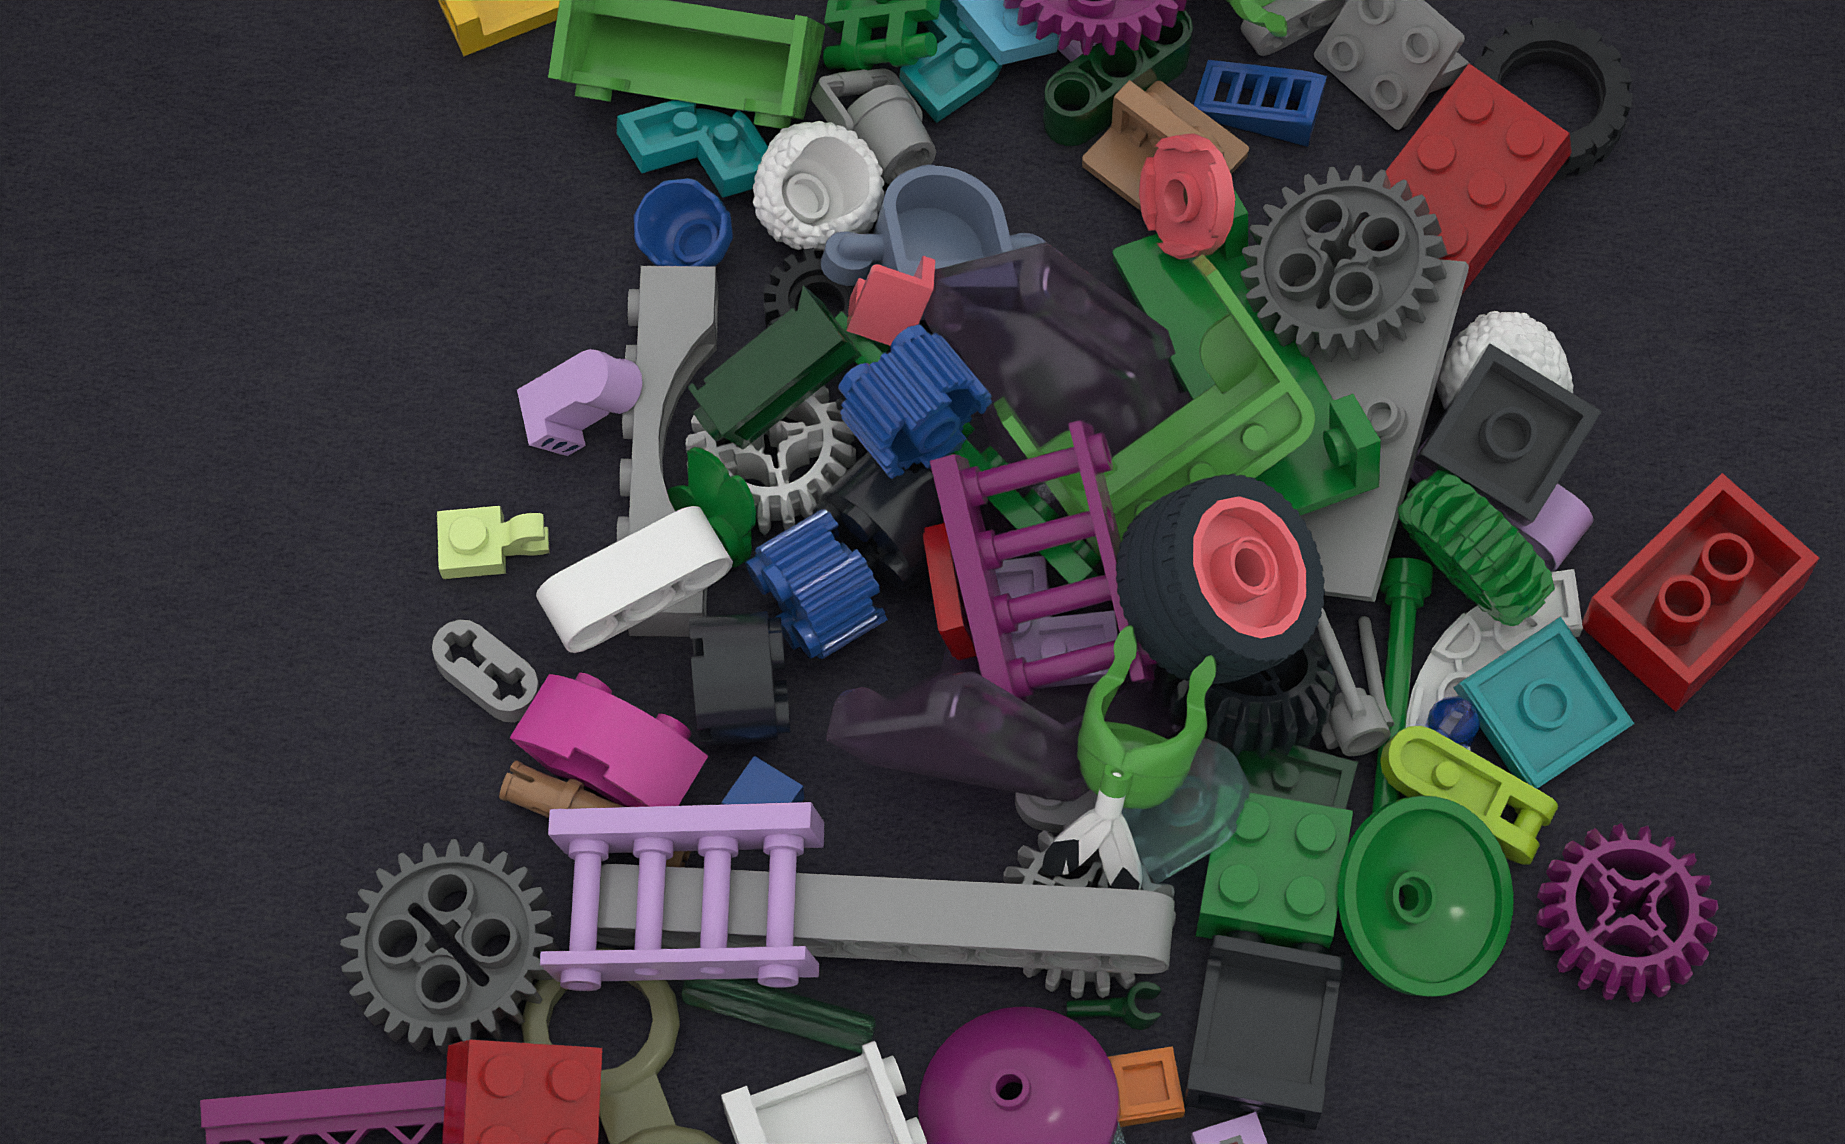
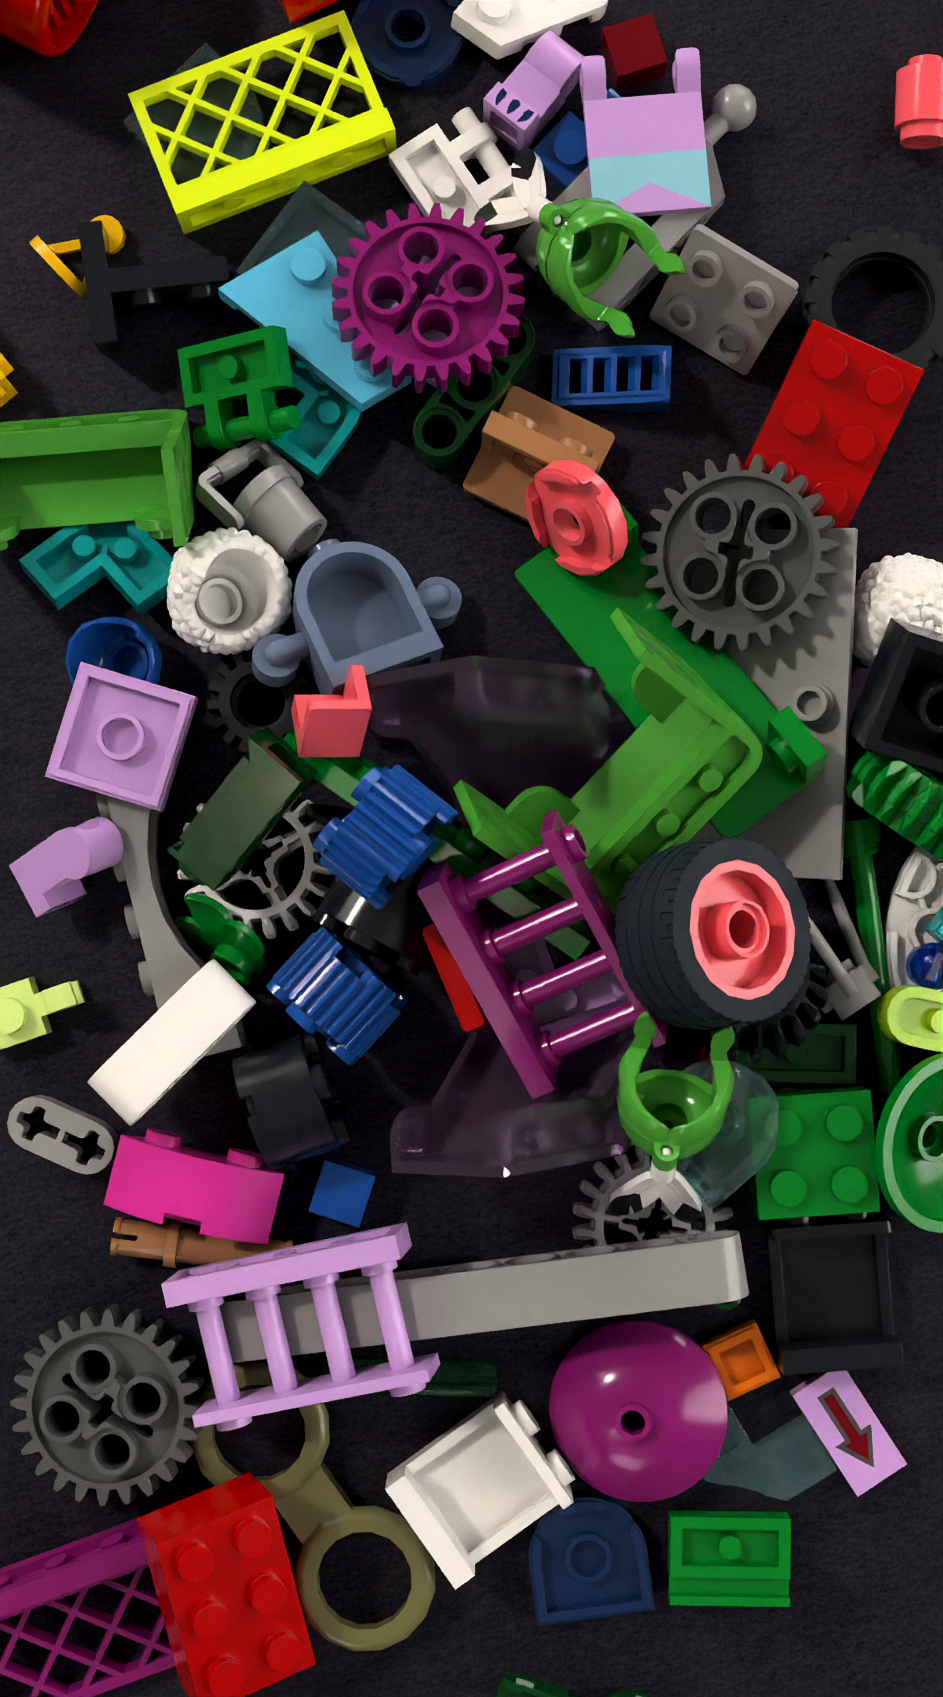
camera: 15 degrees left, 20 degrees up
(671, 289) = (121, 737): none -> lavender tile

